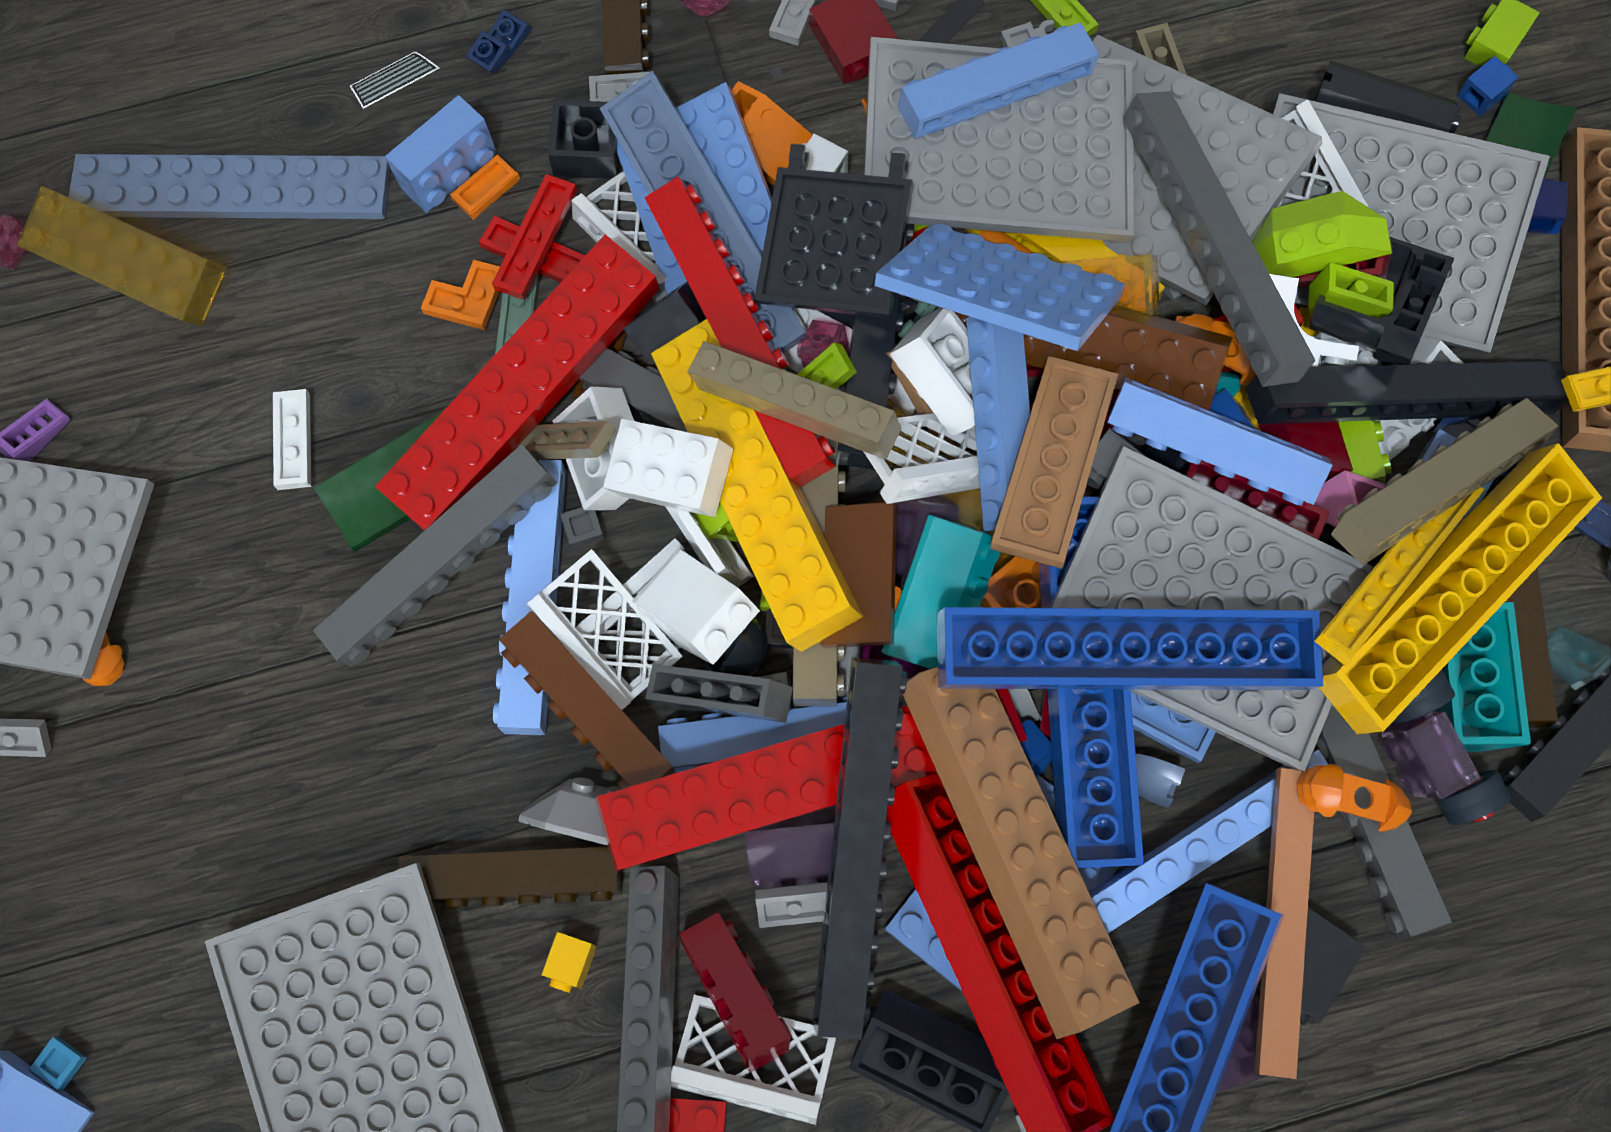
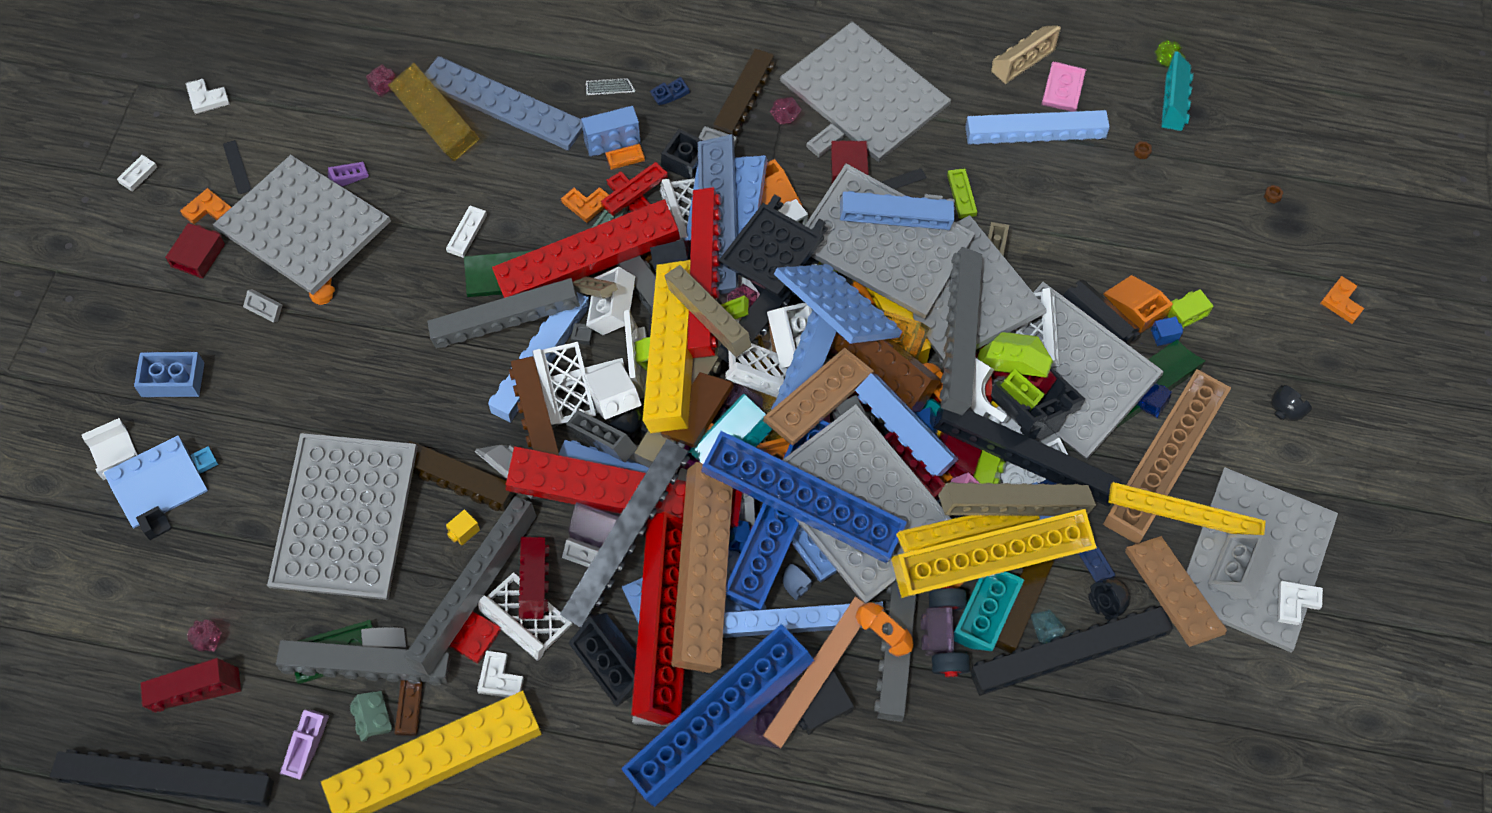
camera: 20 degrees right, 10 degrees down
(668, 467) = (632, 317): white brick -> none
(1422, 55) = (1139, 302): none -> orange slope

